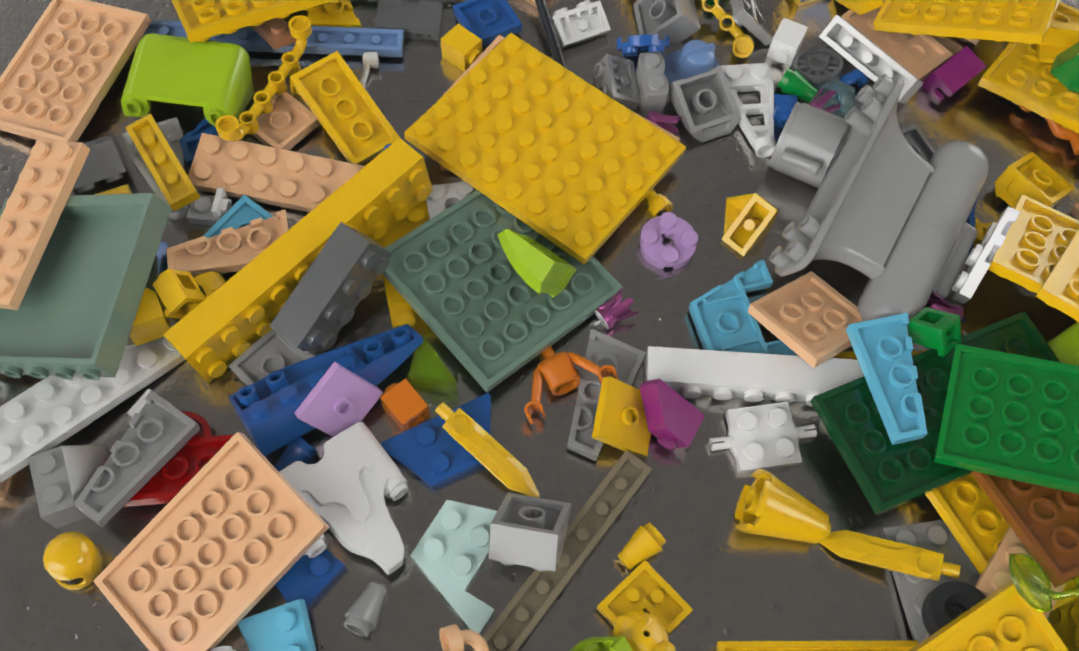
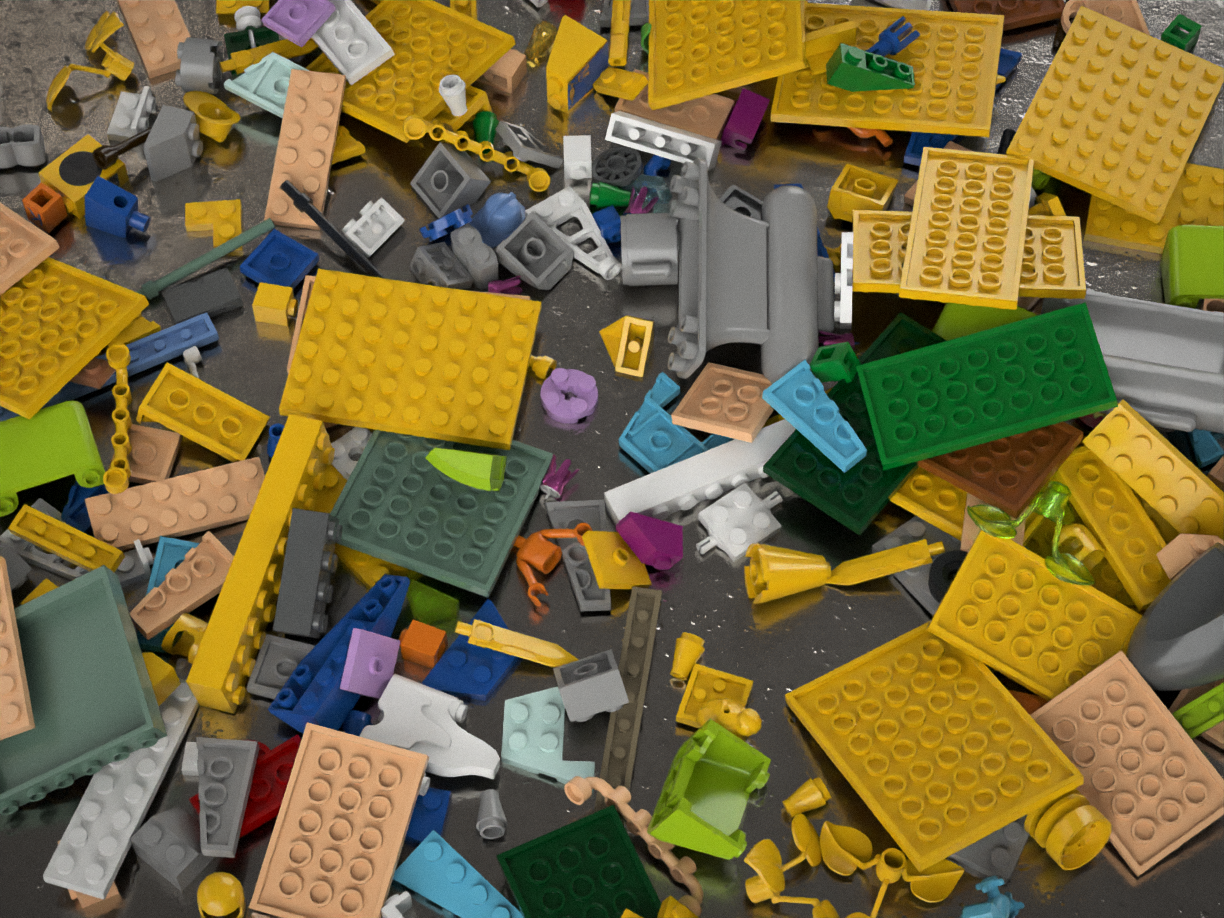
camera: 25 degrees left, 5 degrees down
(178, 292) = (170, 644): yellow brick -> none

